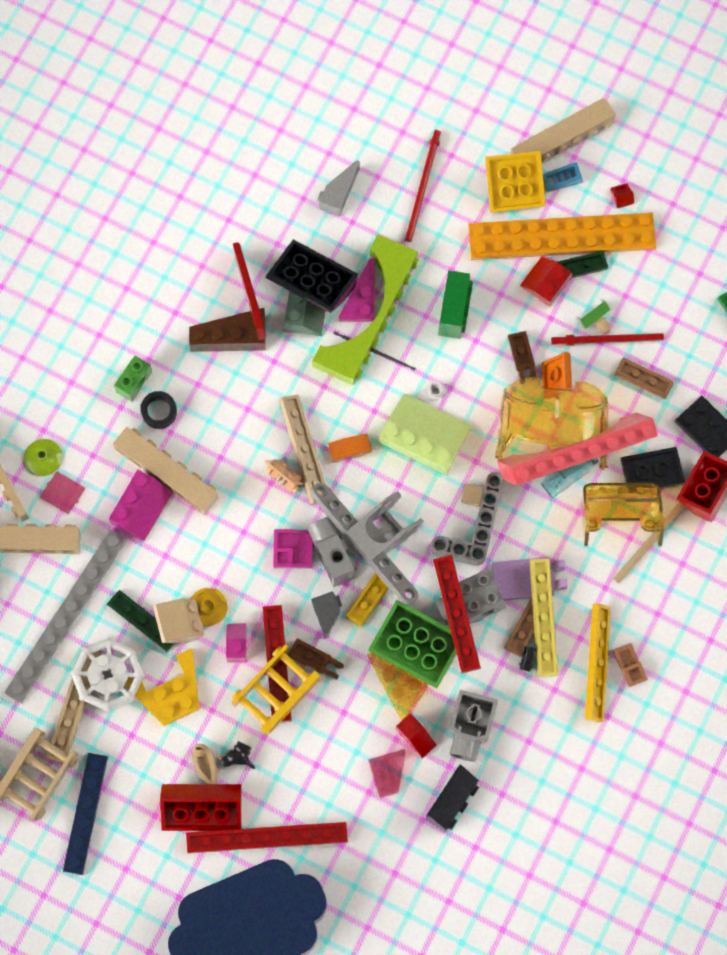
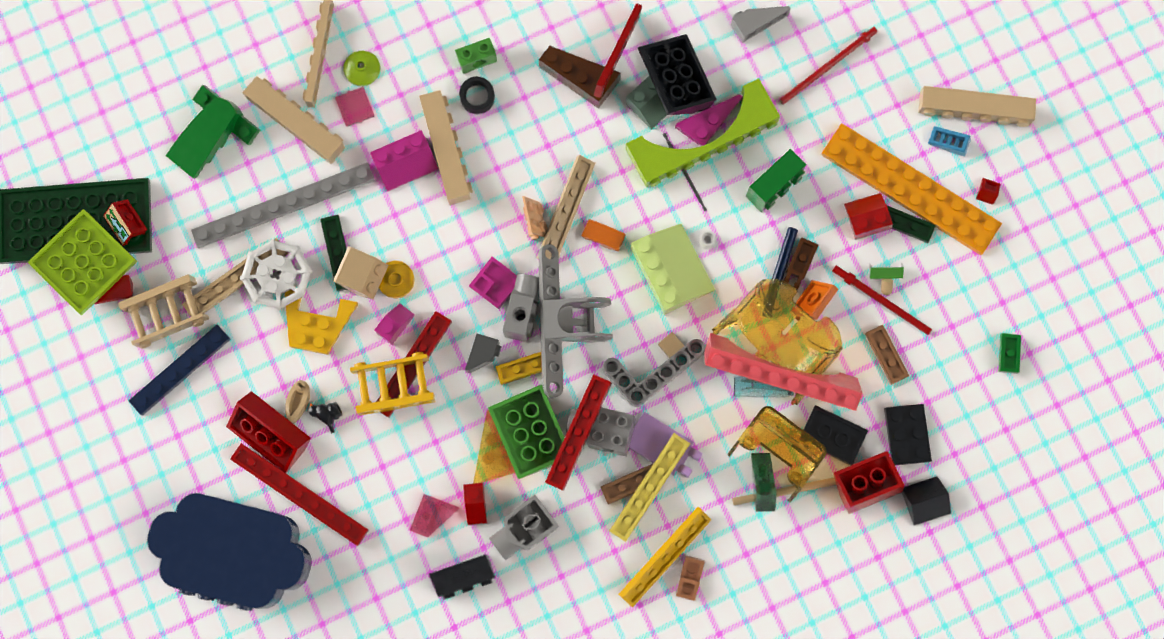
camera: 40 degrees right, 5 degrees up
(314, 658) = (444, 381): reddish brown hinge -> none
(504, 356) = (785, 253): none -> dark blue axle
(515, 181) = (906, 115): yellow plate -> none
(527, 658) = (612, 509): black pin -> none
(629, 546) = (763, 482): none -> clear green slope

